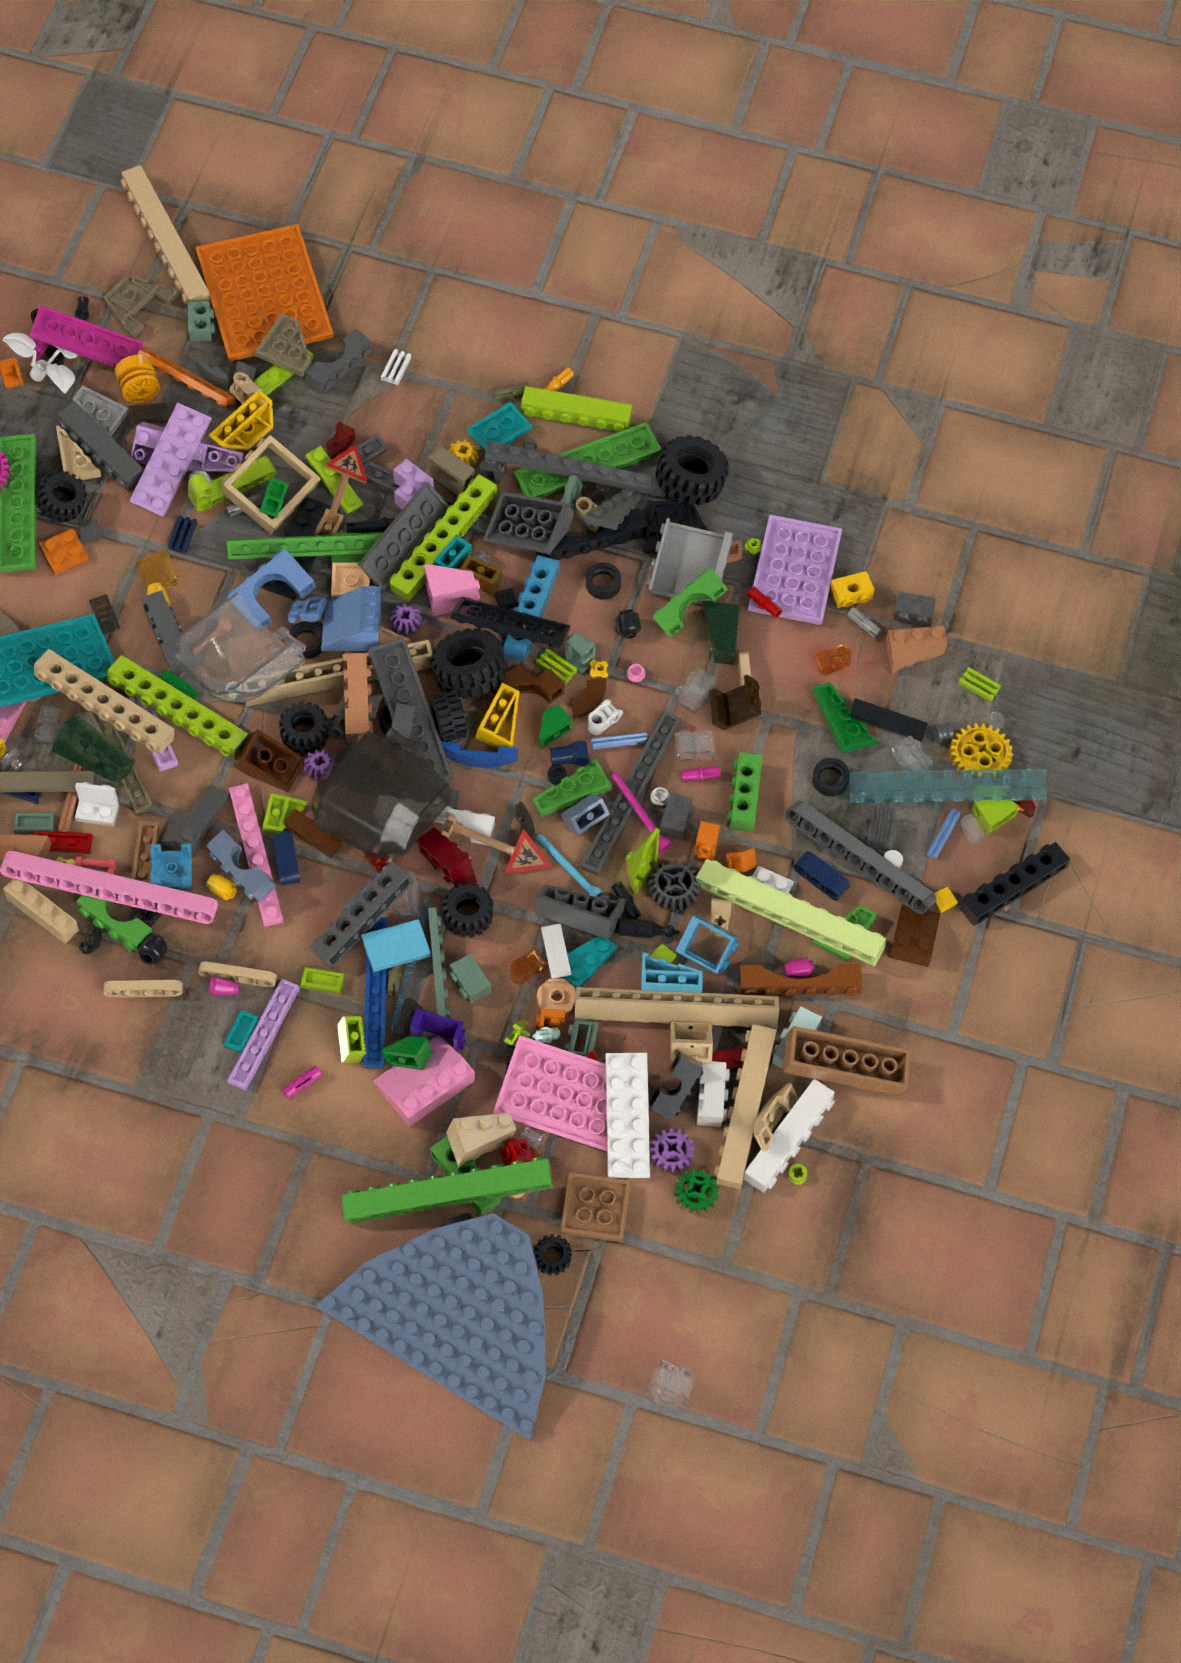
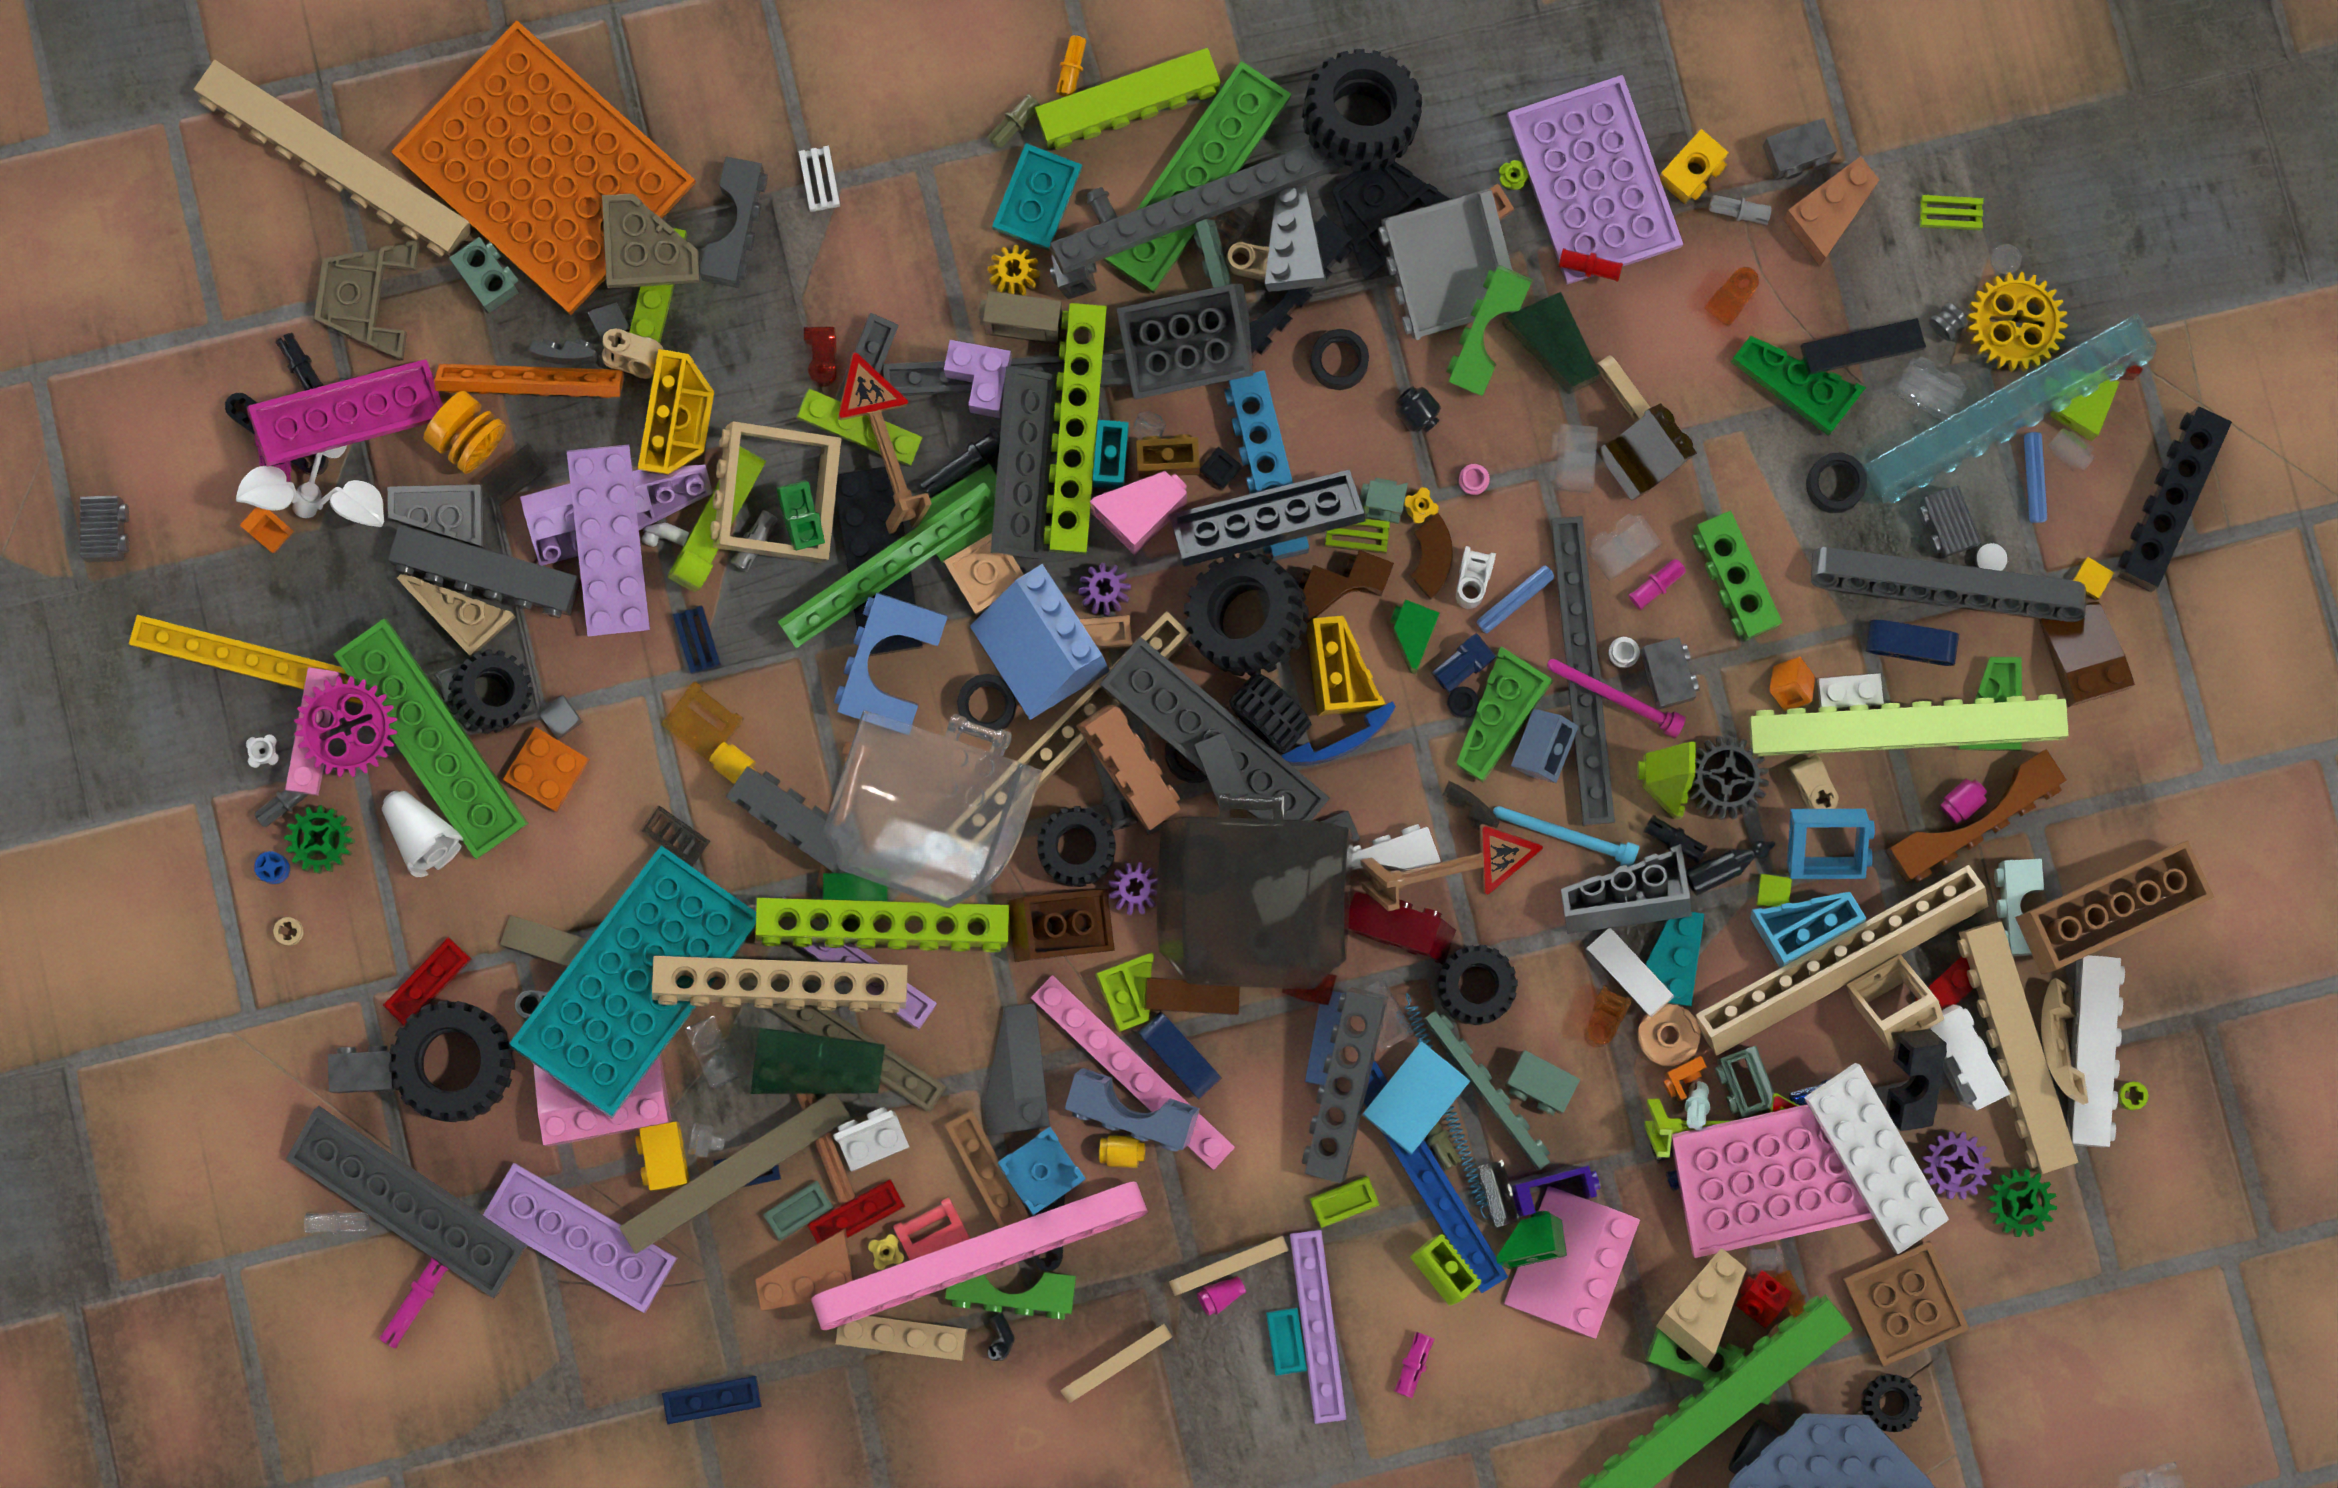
camera: 30 degrees left, 20 degrees up
(152, 949) = (1092, 1300): black head -> none
(308, 610) = (969, 656): medium blue plate -> none
(706, 841) = (1737, 692): orange brick -> none

